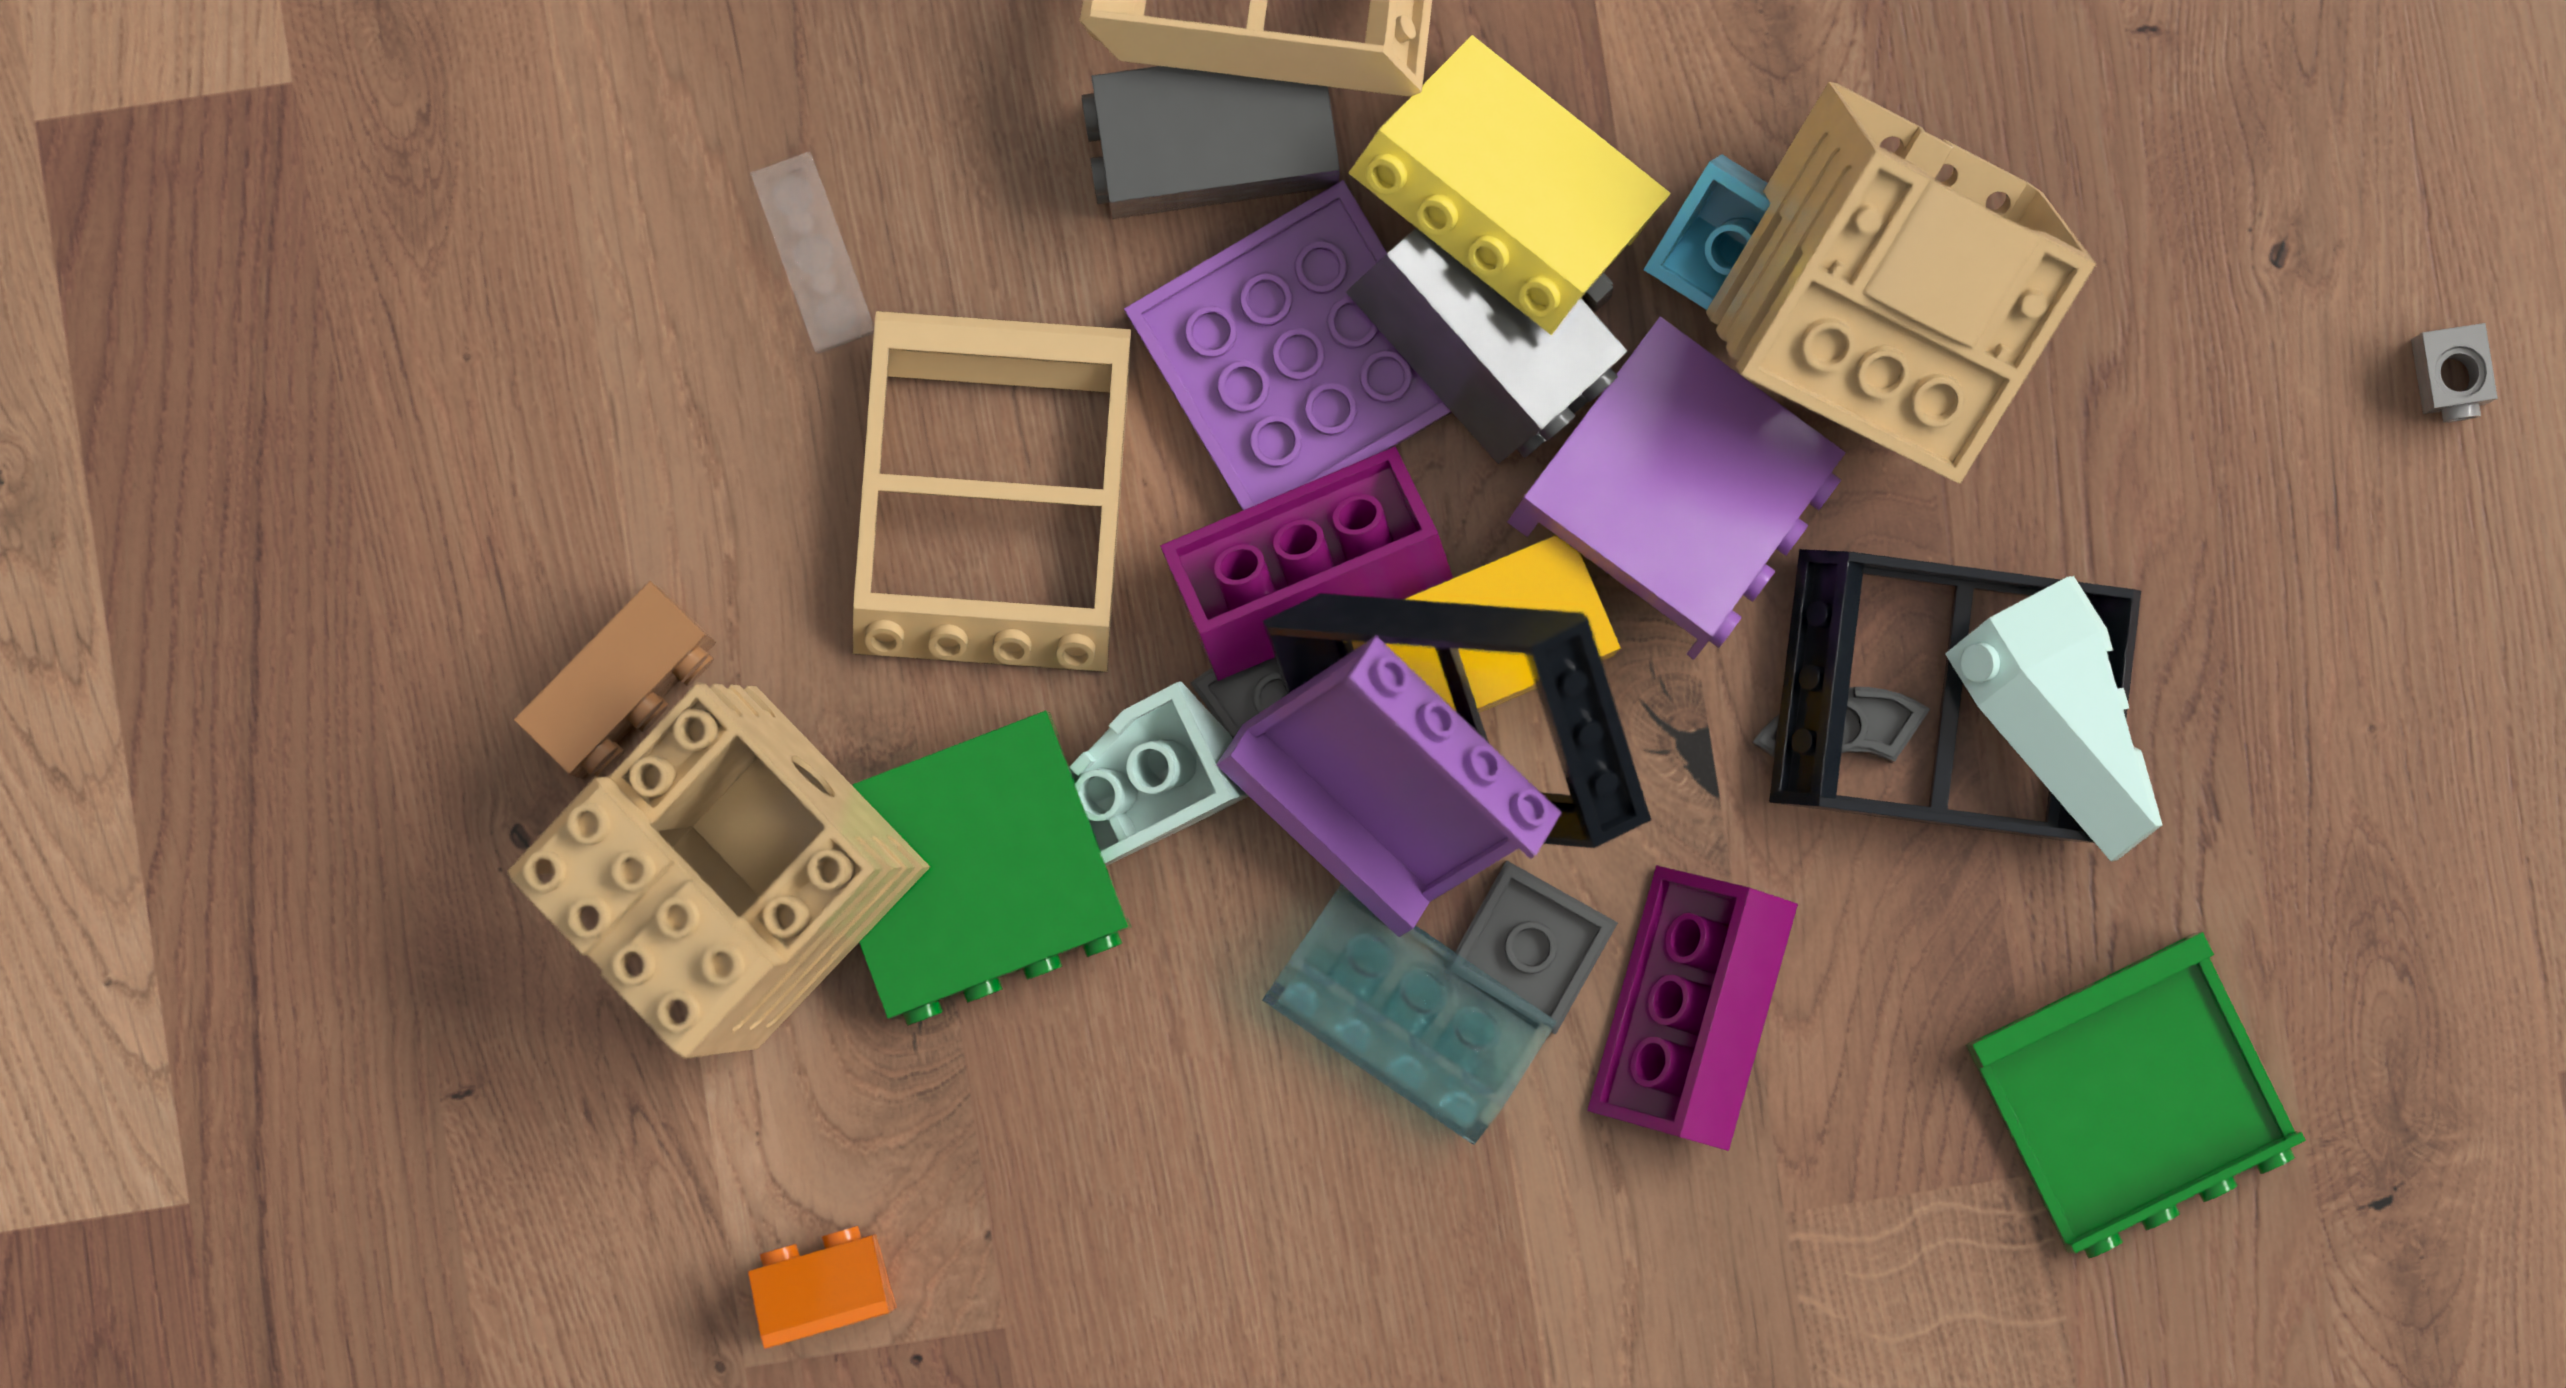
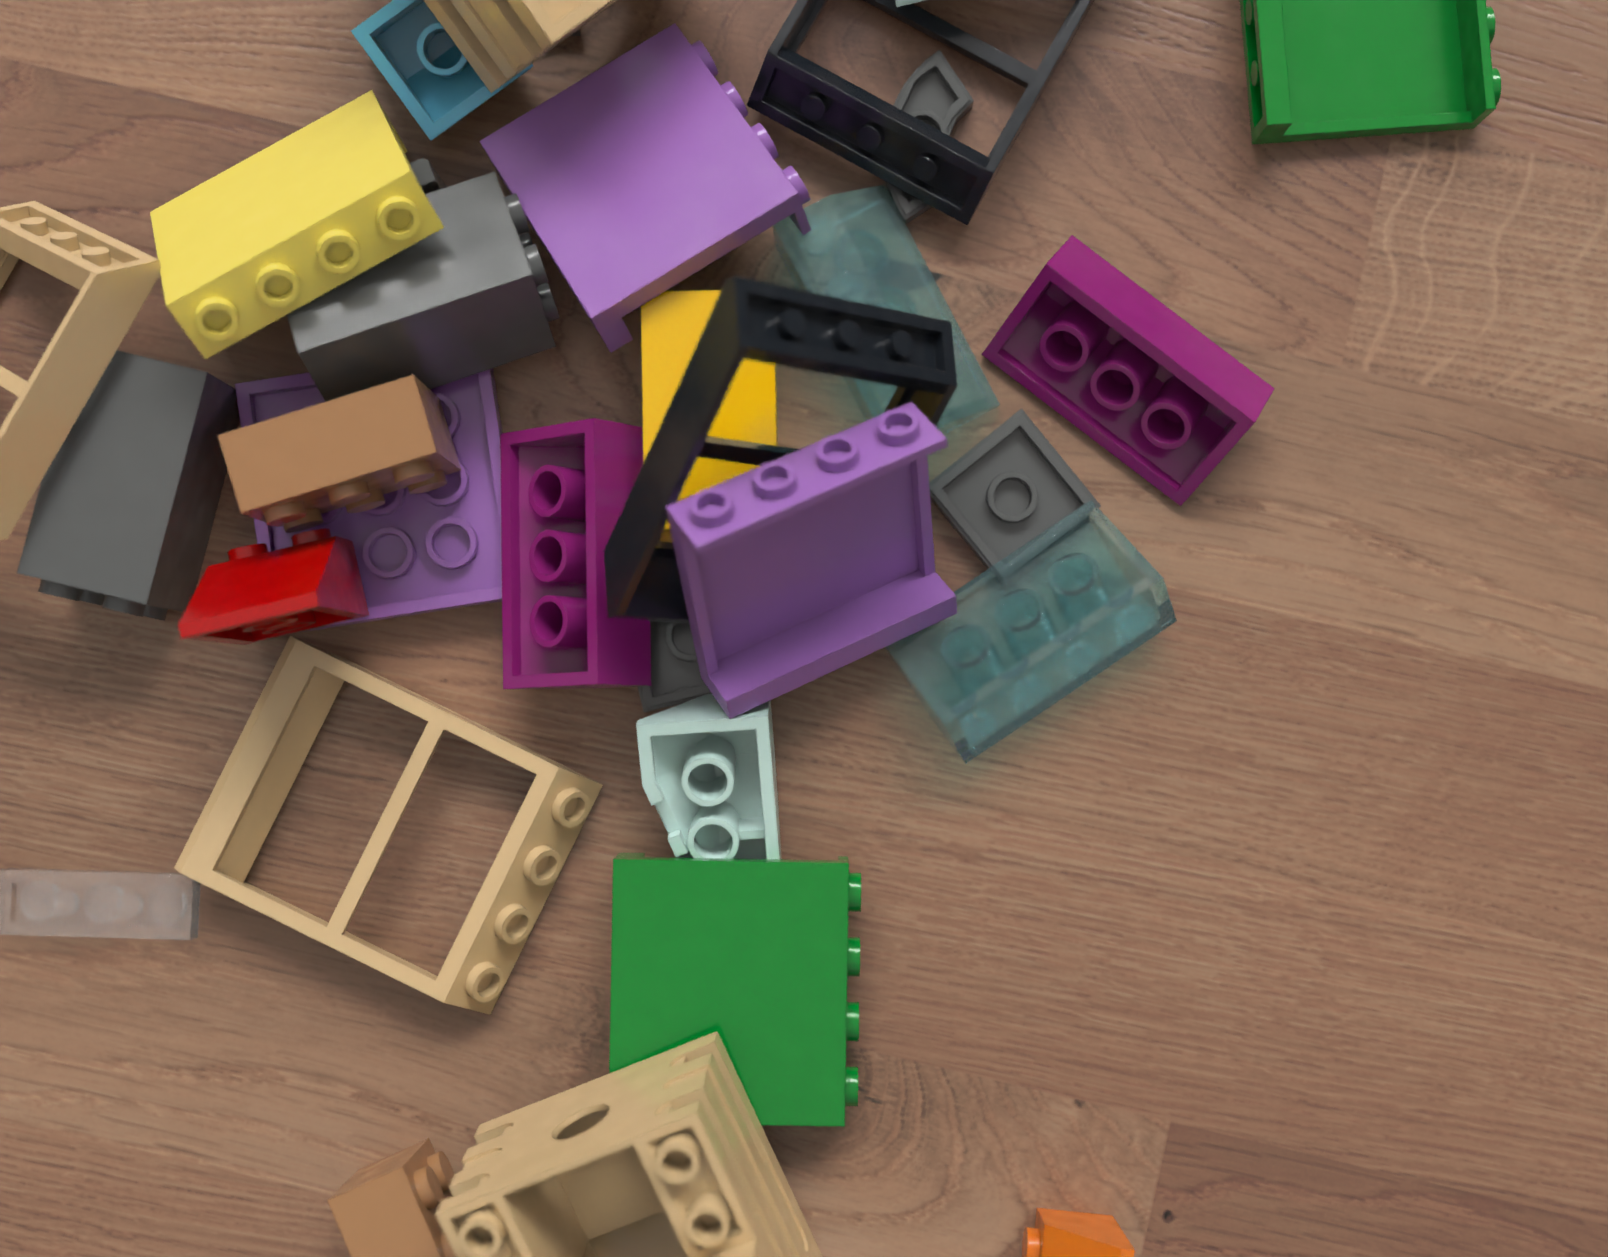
camera: 65 degrees left, 0 degrees up
(1170, 311) = (276, 591): none -> red slope
(1313, 319) = (340, 455): none -> medium nougat brick
(1684, 734) = (869, 257): none -> clear light blue slope

